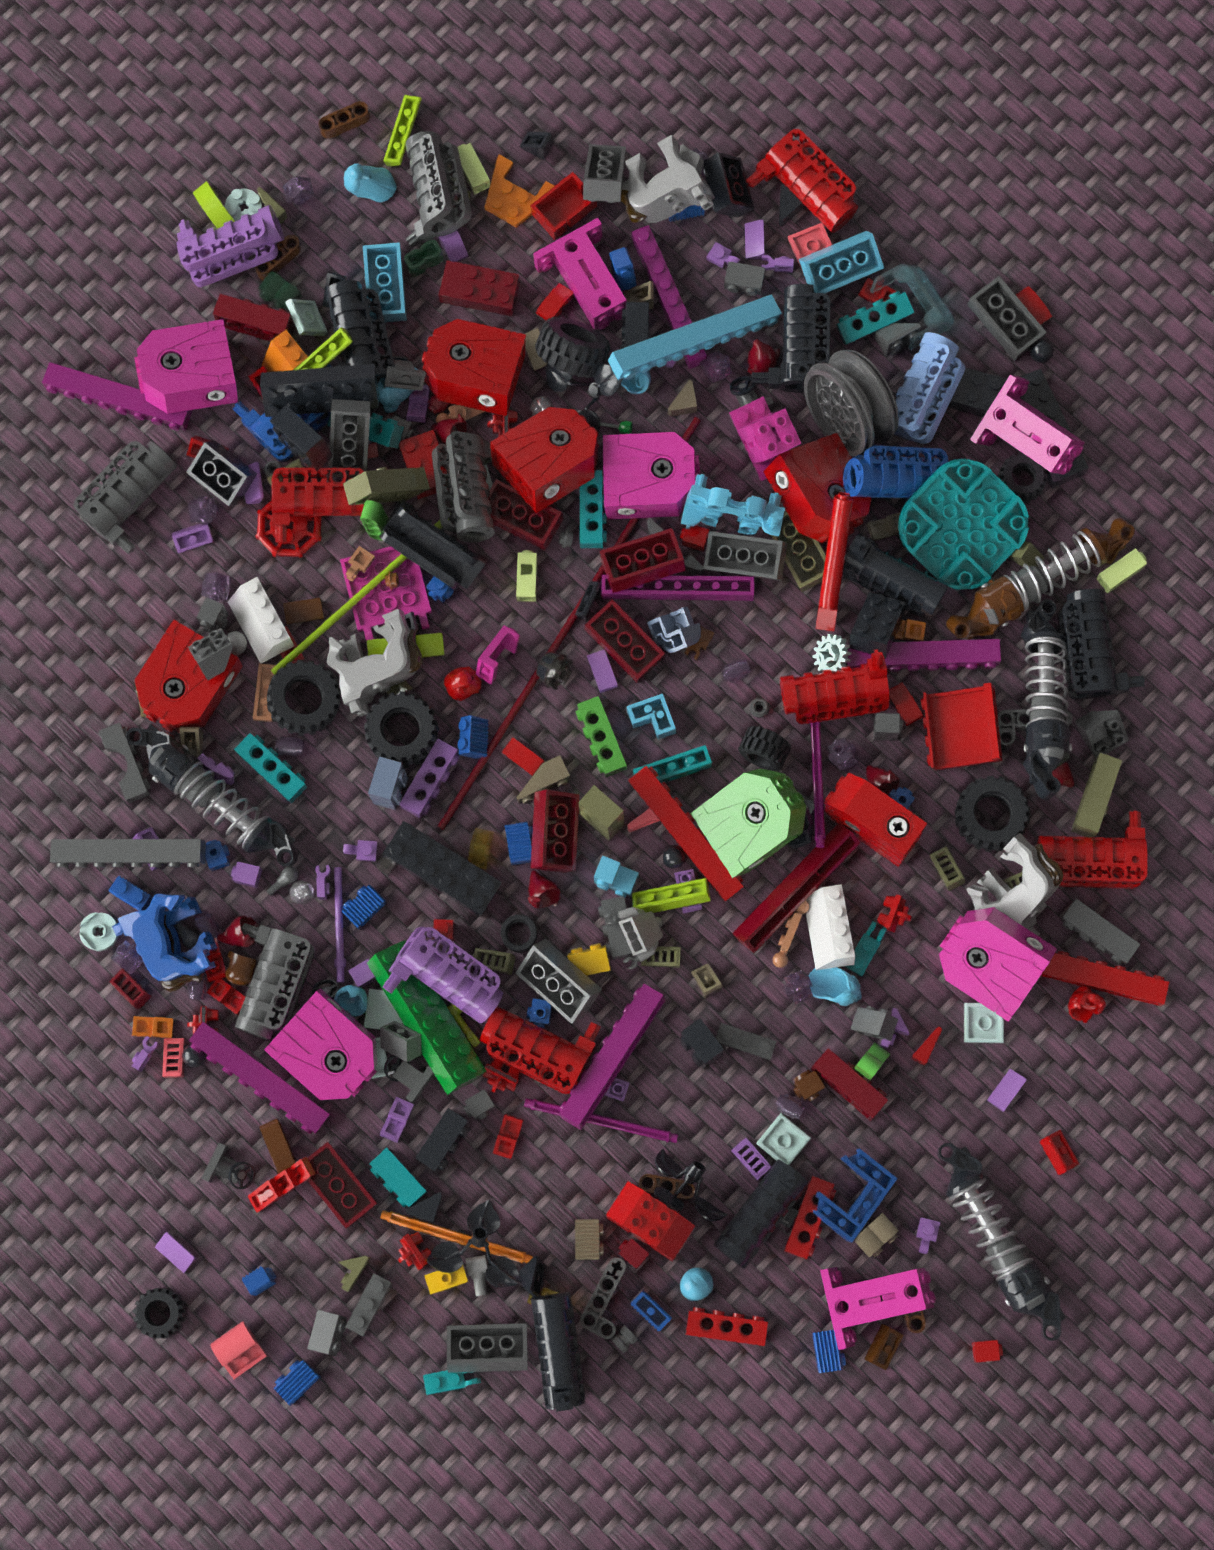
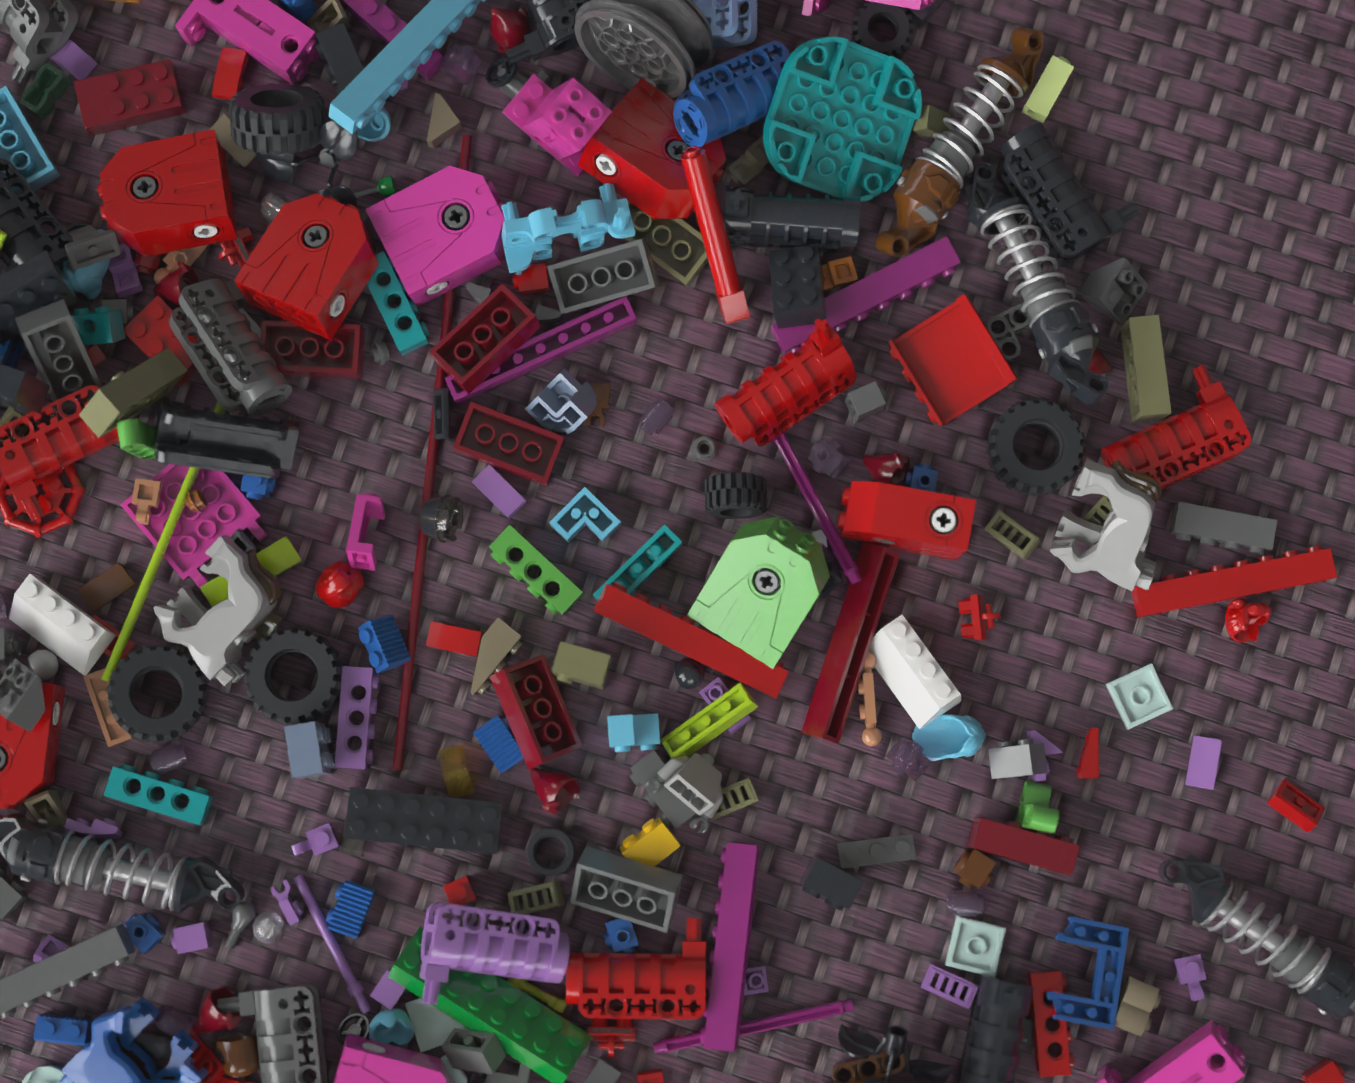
camera: 35 degrees left, 5 degrees up
(526, 576) = (354, 419): yellowish green brick -> none
(643, 820) = (633, 646): coral slope -> none
(707, 980) = (797, 801): dark tan slope -> none
(831, 653) = (763, 344): light aqua gear -> none
(865, 950) = (965, 674): teal hinge -> none
(905, 704) = (873, 364): red slope -> none
(994, 959) = (1123, 620): dark pink piece -> none

